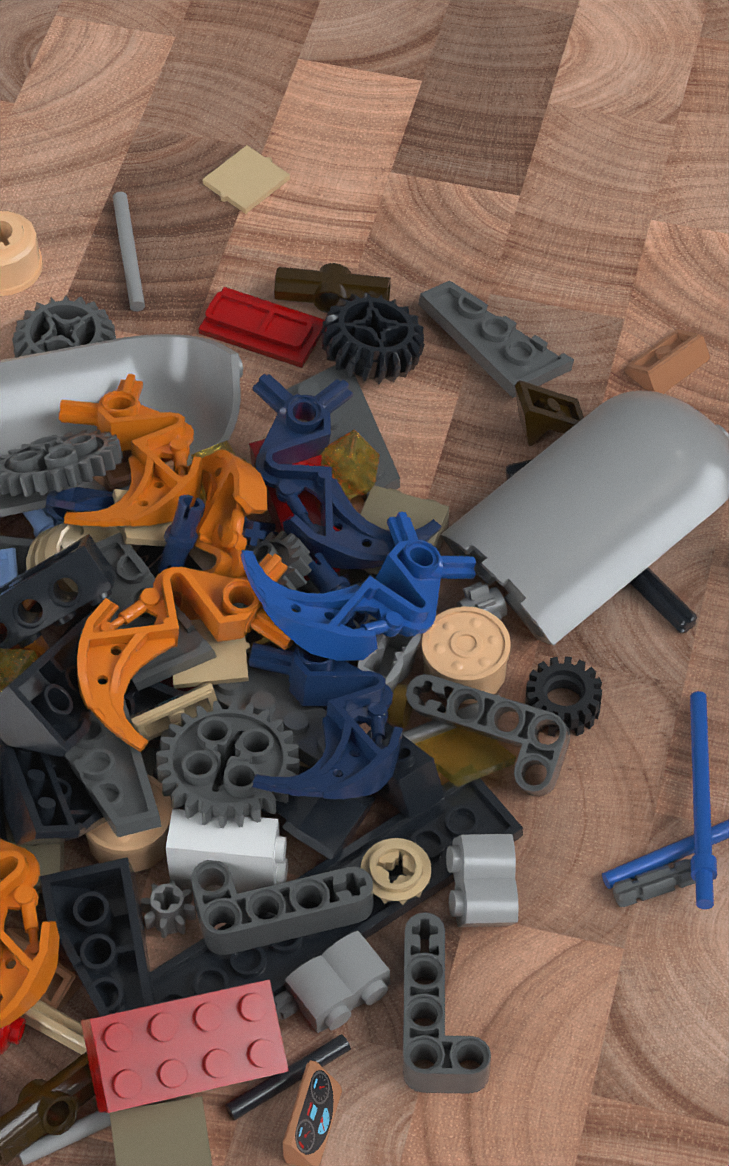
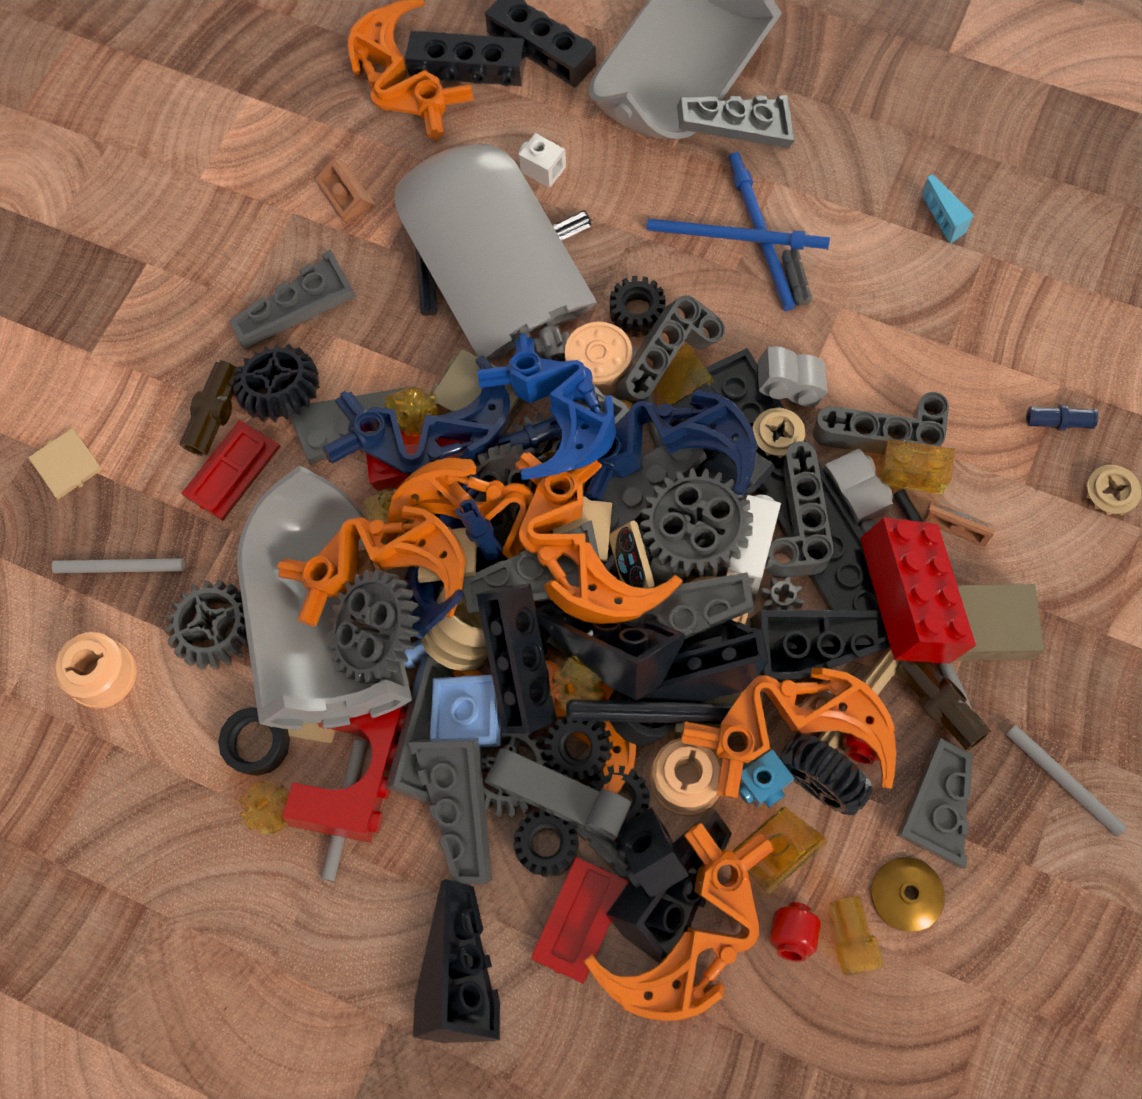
camera: 75 degrees left, 15 degrees up
(379, 1044) = (916, 466): none -> clear yellow brick
(545, 410) = (381, 275): dark brown slope -> none

